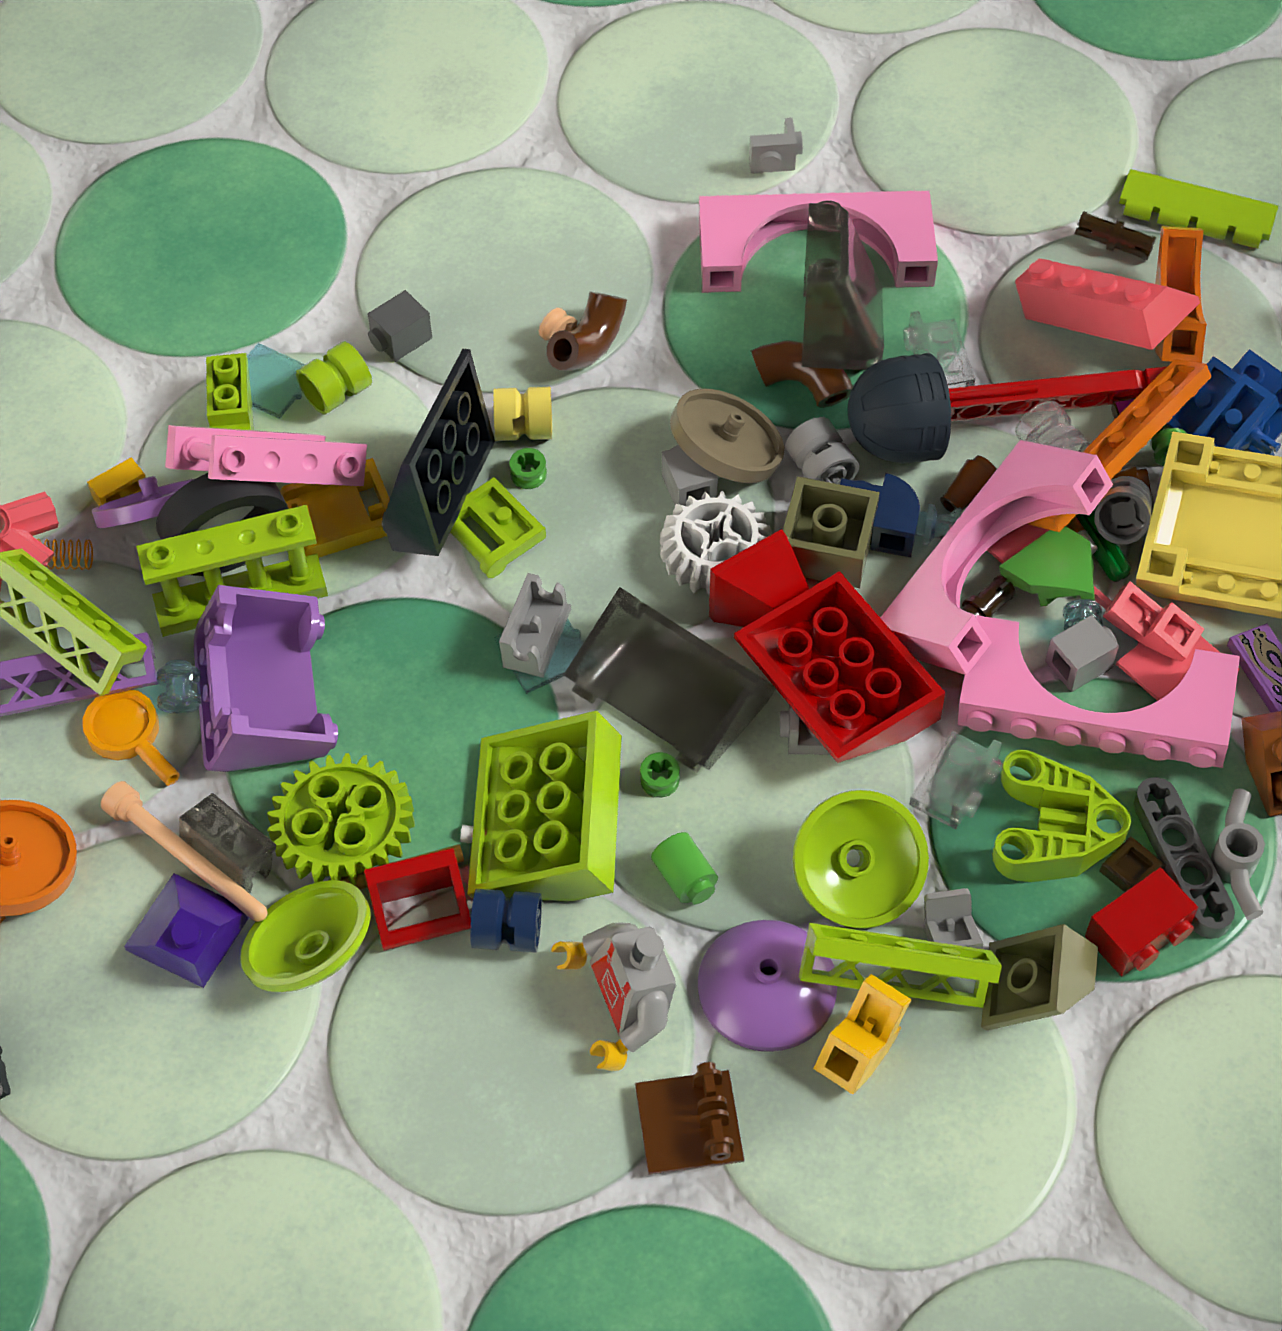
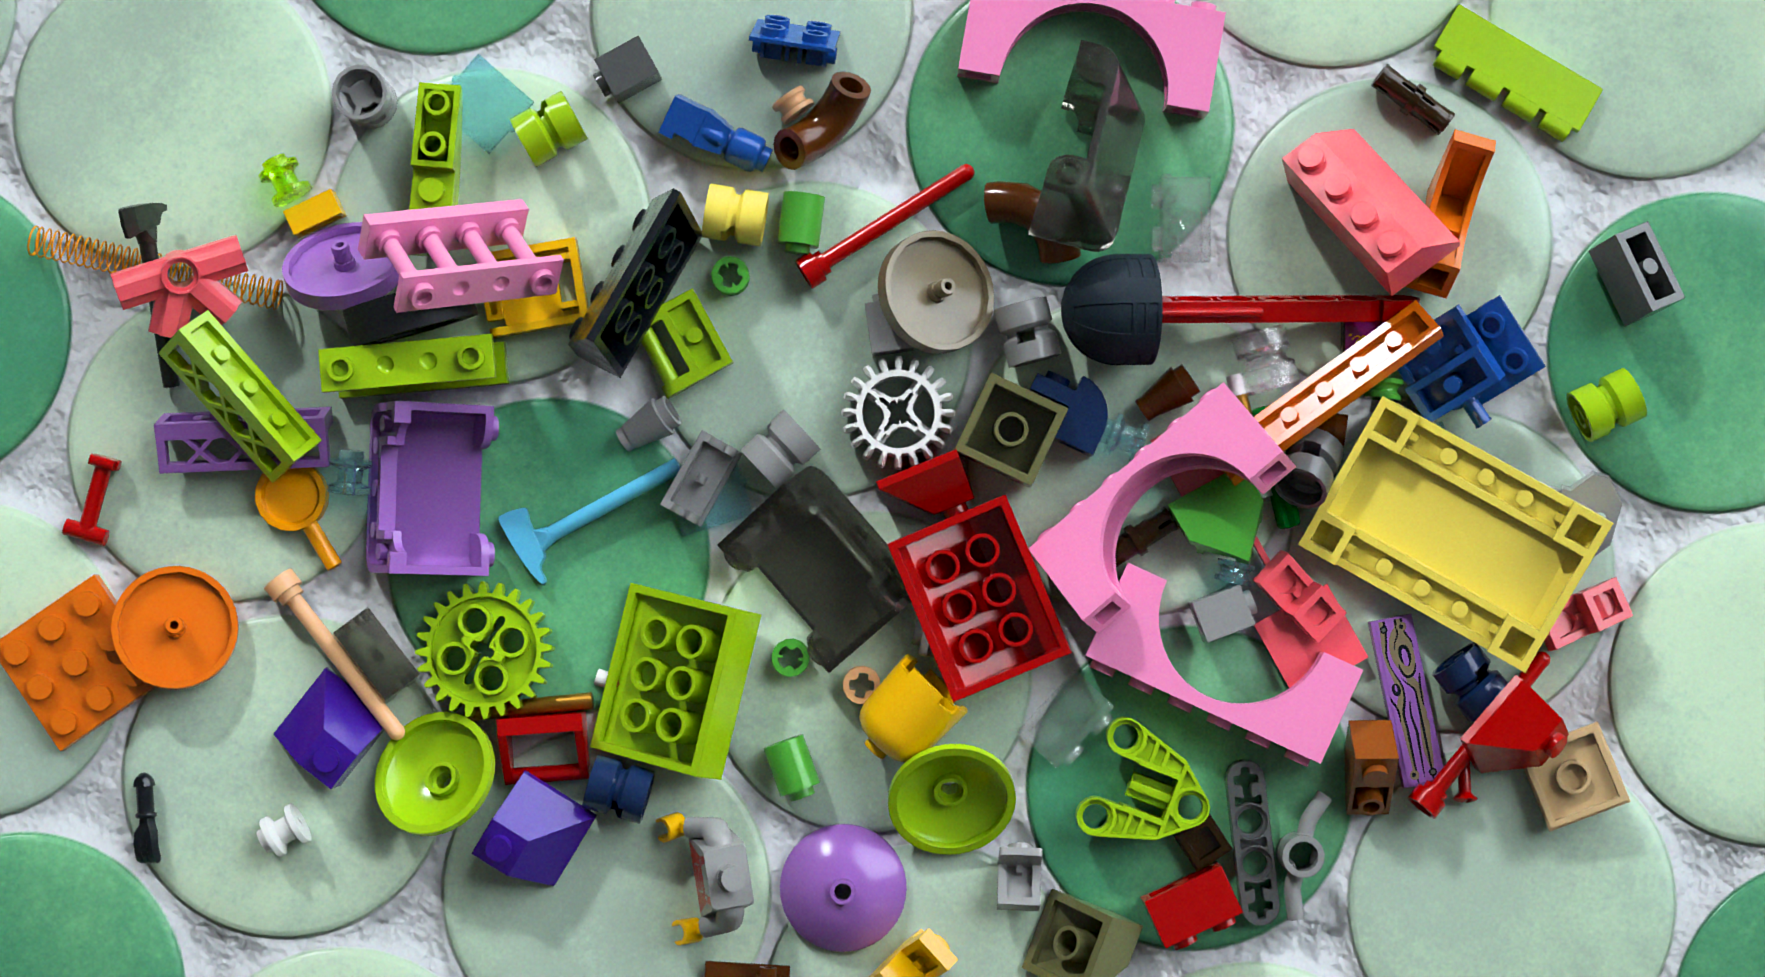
camera: 10 degrees right, 30 degrees up
(83, 458) = (280, 172): none -> clear neon green wheel
(140, 1037) = (276, 834): none -> white wheel
(156, 381) = (364, 96): none -> light grey wheel
(375, 722) = (532, 543): none -> medium azure piece
(422, 981) = (534, 832): none -> dark purple slope
(474, 595) = (650, 423): none -> light grey cone
(490, 358) = (711, 132): none -> blue piece
(565, 266) = (776, 31): none -> blue hinge
(585, 410) = (800, 222): none -> bright green brick
(597, 589) = (780, 449): none -> light grey wheel
(607, 445) = (817, 265): none -> red piece
(726, 789) = (853, 675): none -> light nougat bush
(792, 781) = (908, 712): none -> yellow cylinder
(899, 955) = (960, 911): lime fence -> none

